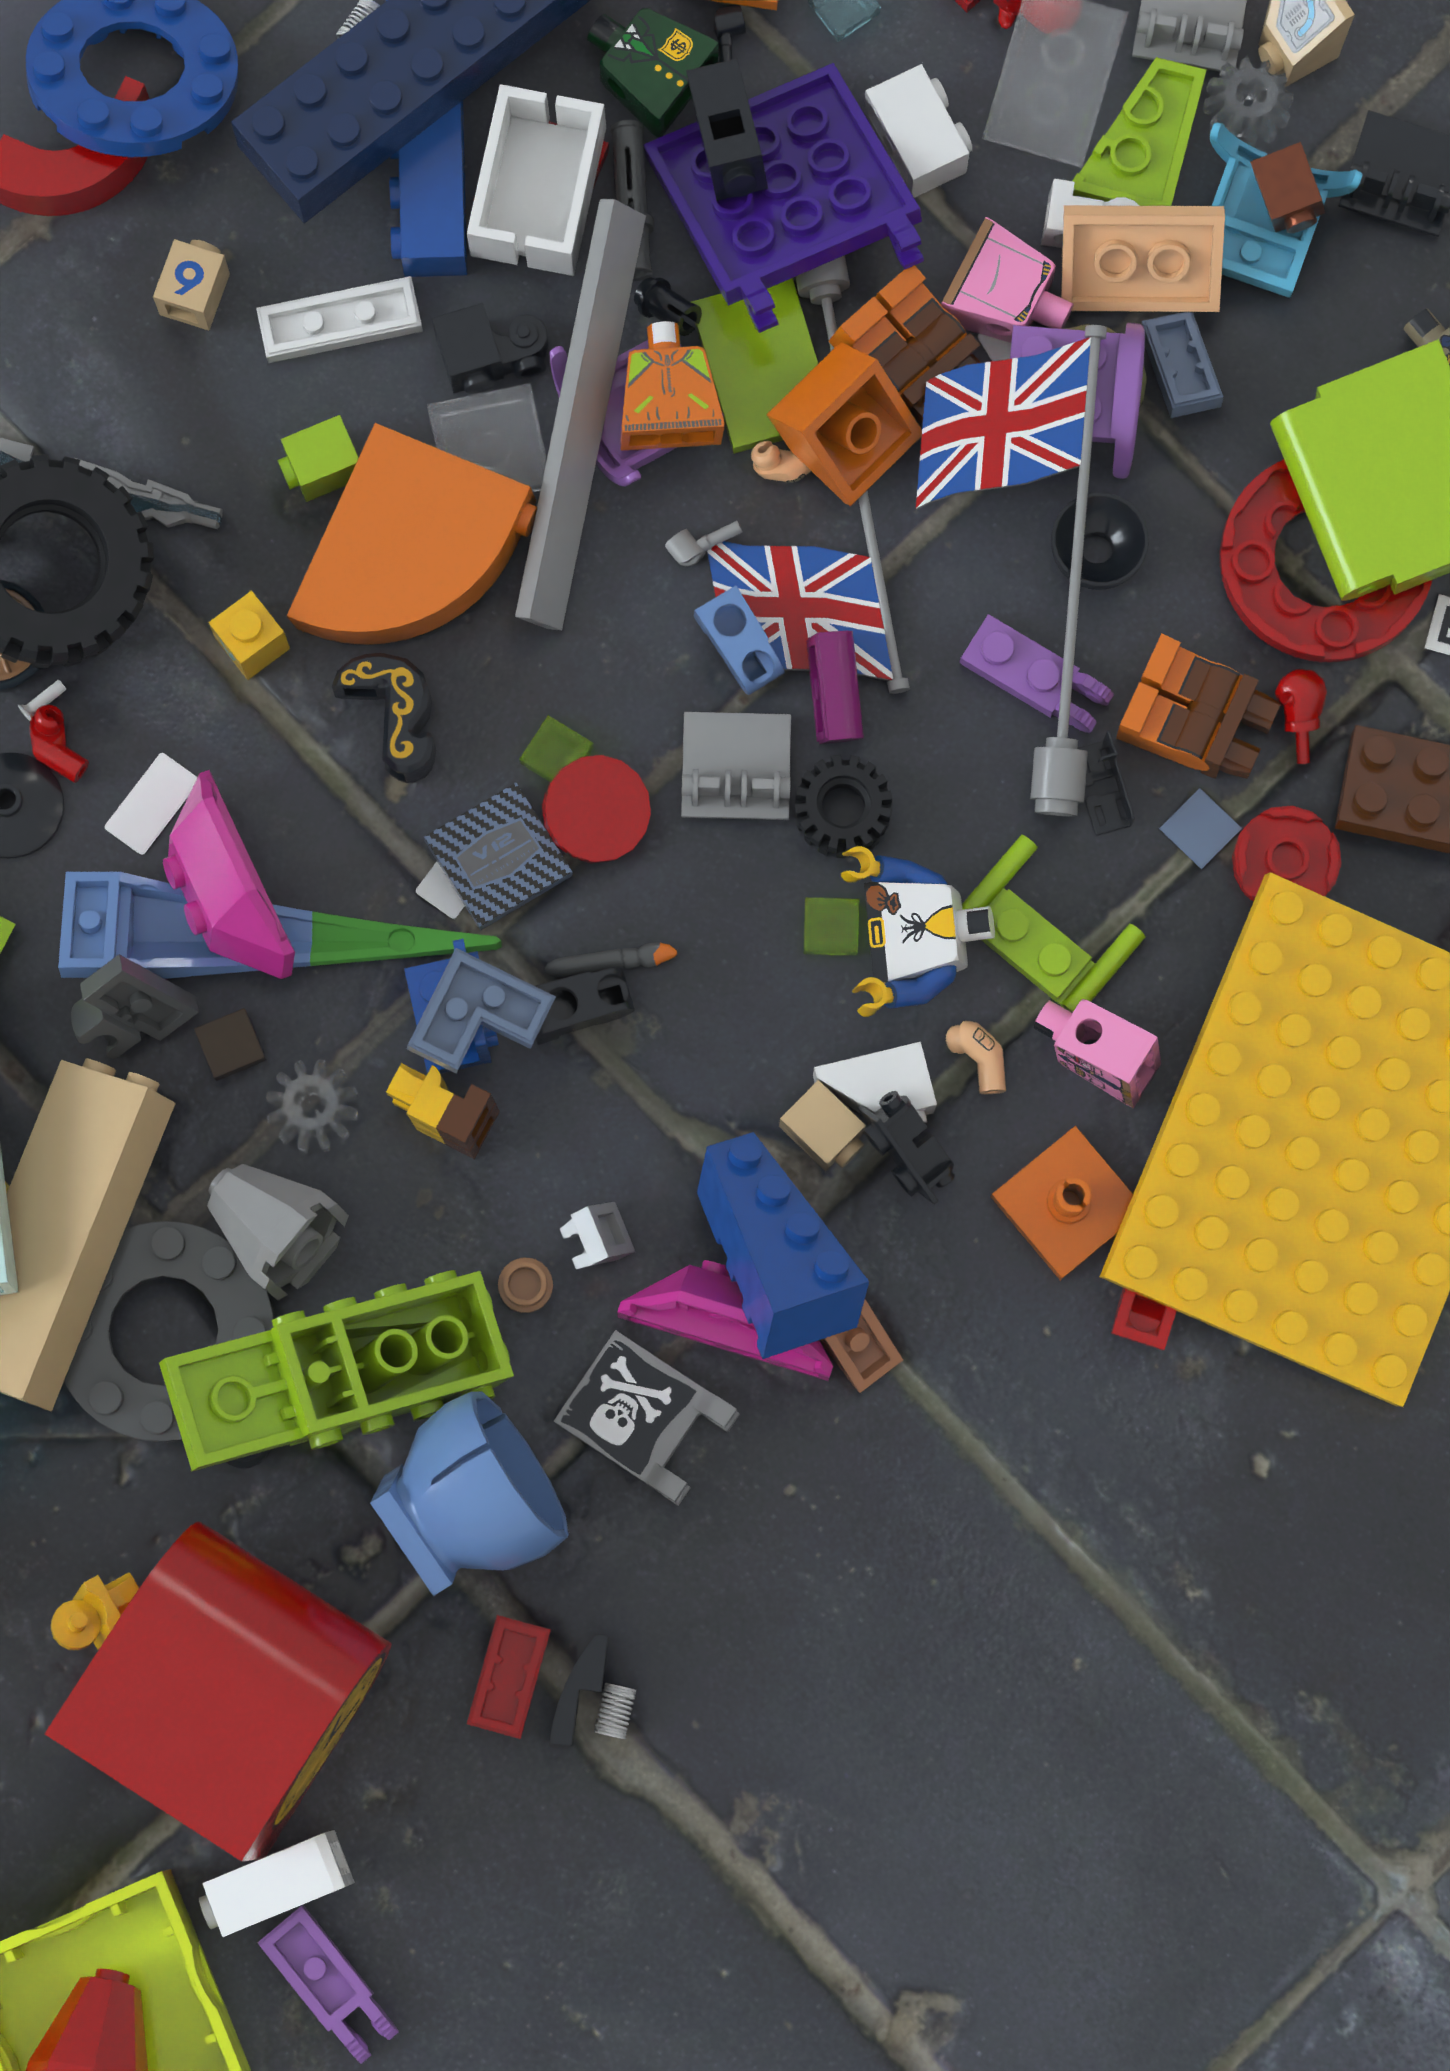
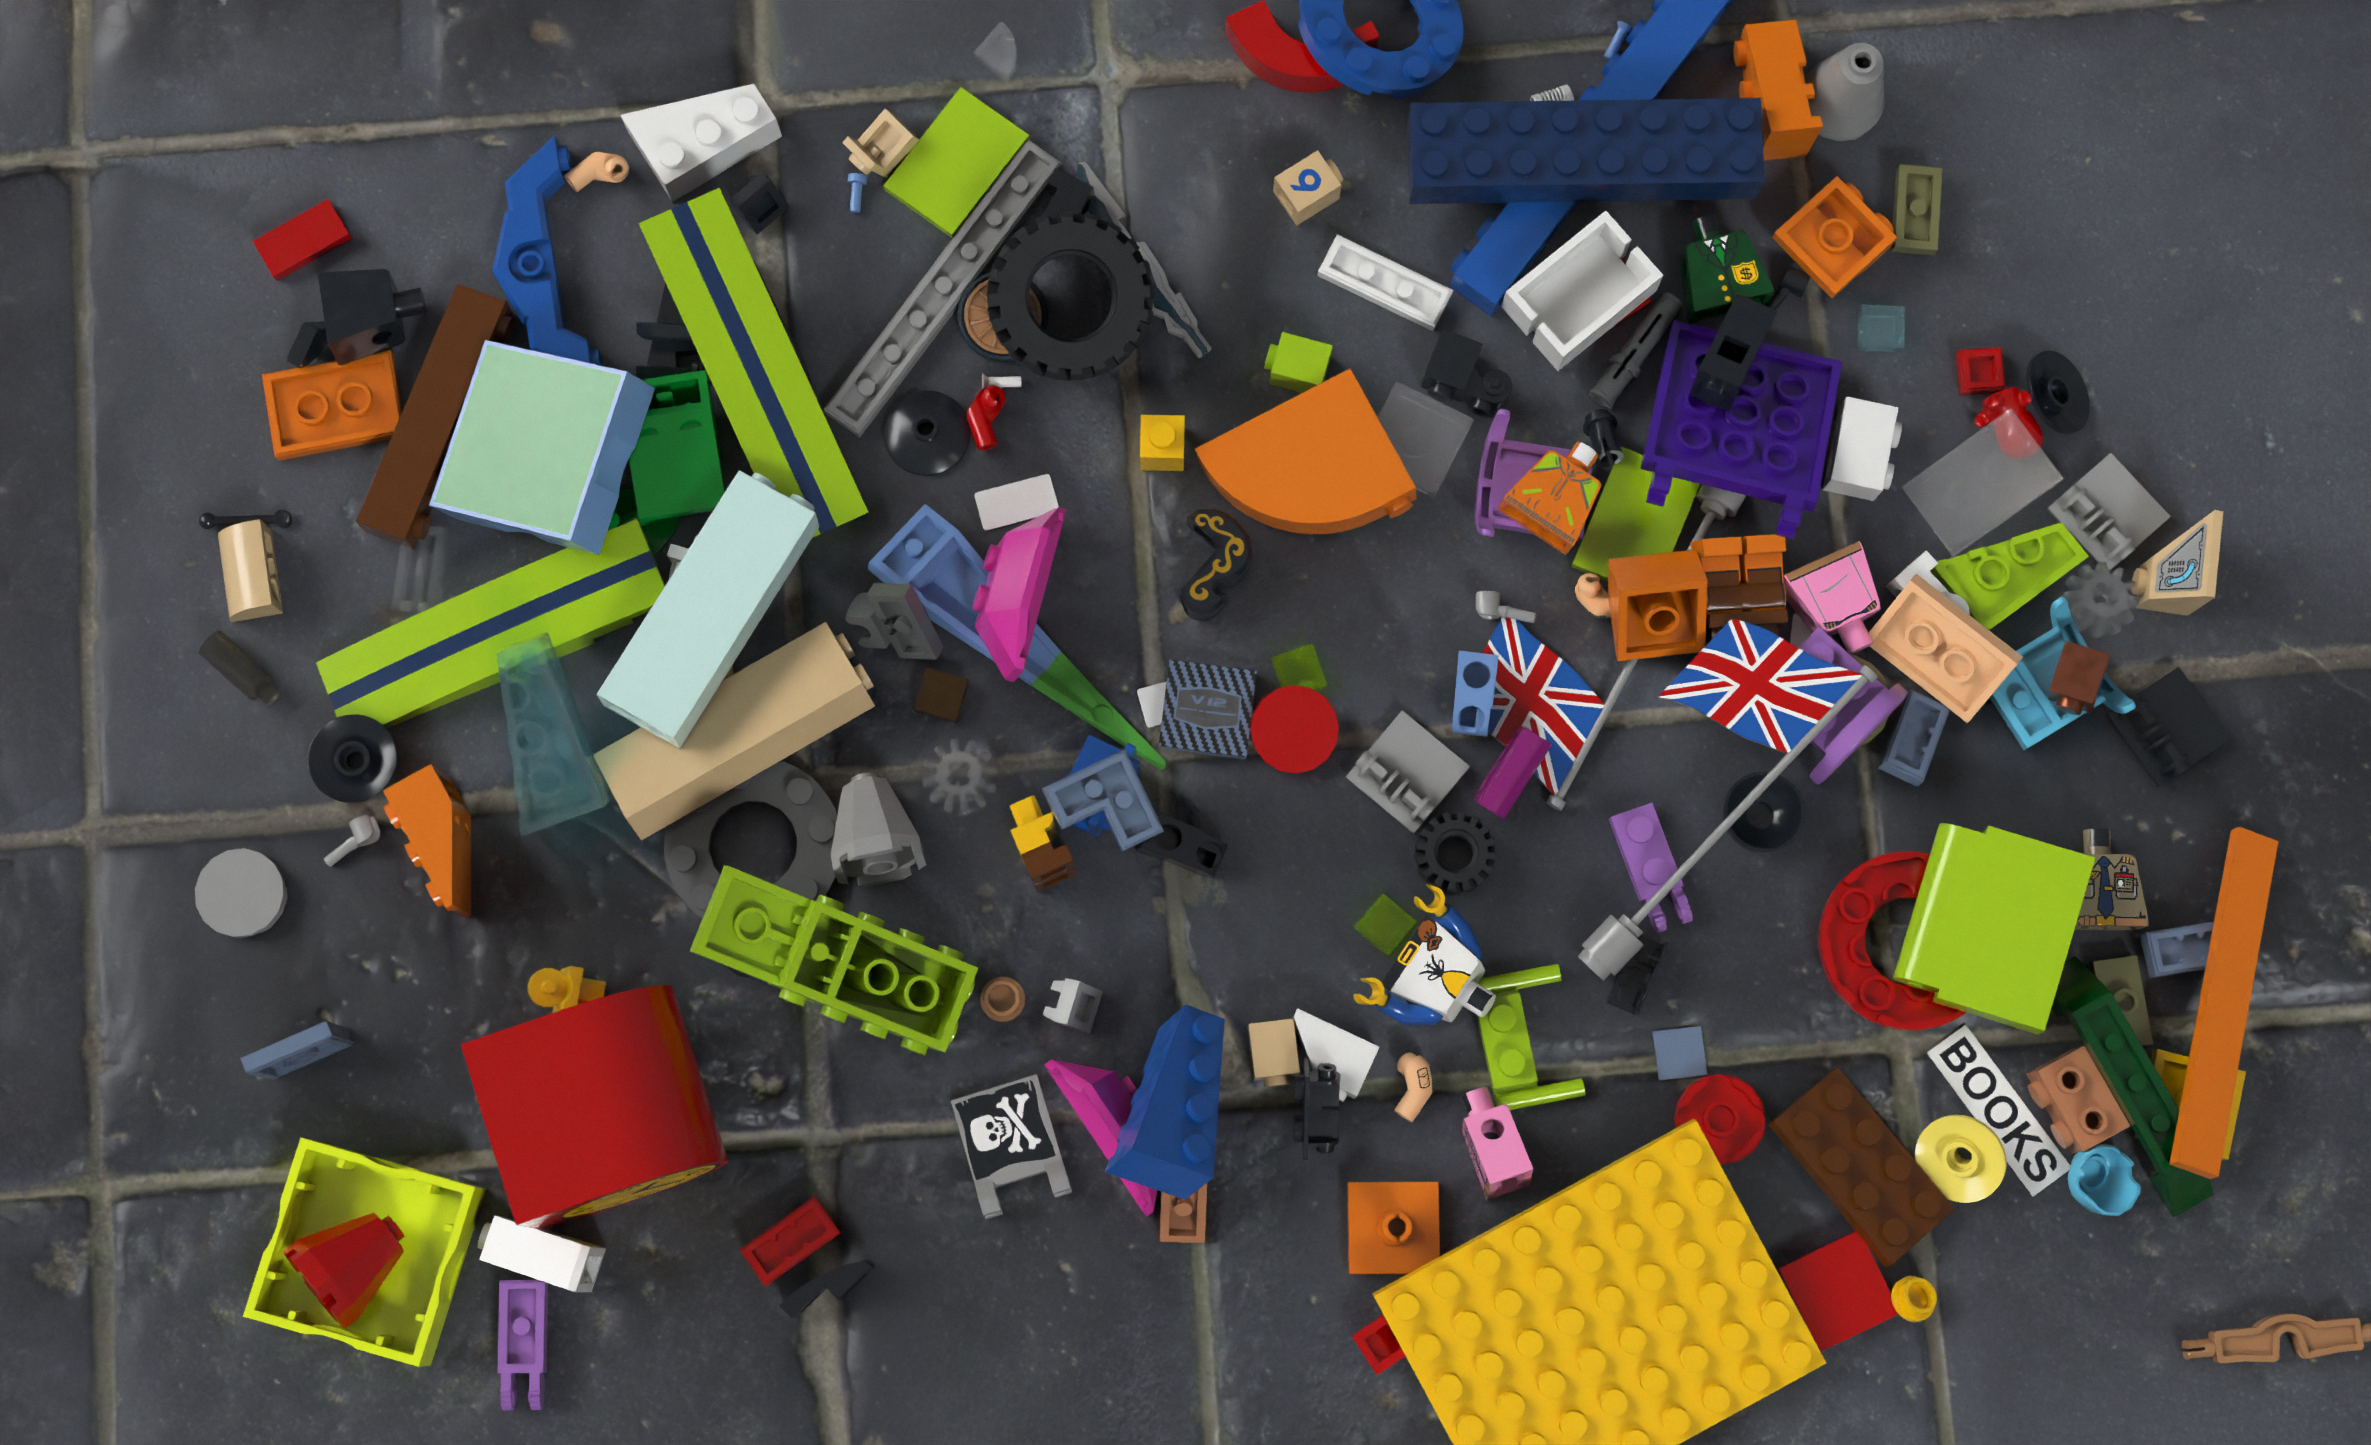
camera: 40 degrees right, 0 degrees up
(470, 1495) = (855, 1107): medium blue plate -> none
(580, 415) = (1488, 465): light grey tile -> none
(612, 1728) = (825, 1326): white piece -> none
(647, 956) = (1250, 849): dark grey piece -> none
(1193, 710) = (1736, 973): hips -> none
(1303, 700) = (1815, 1022): red piece -> none

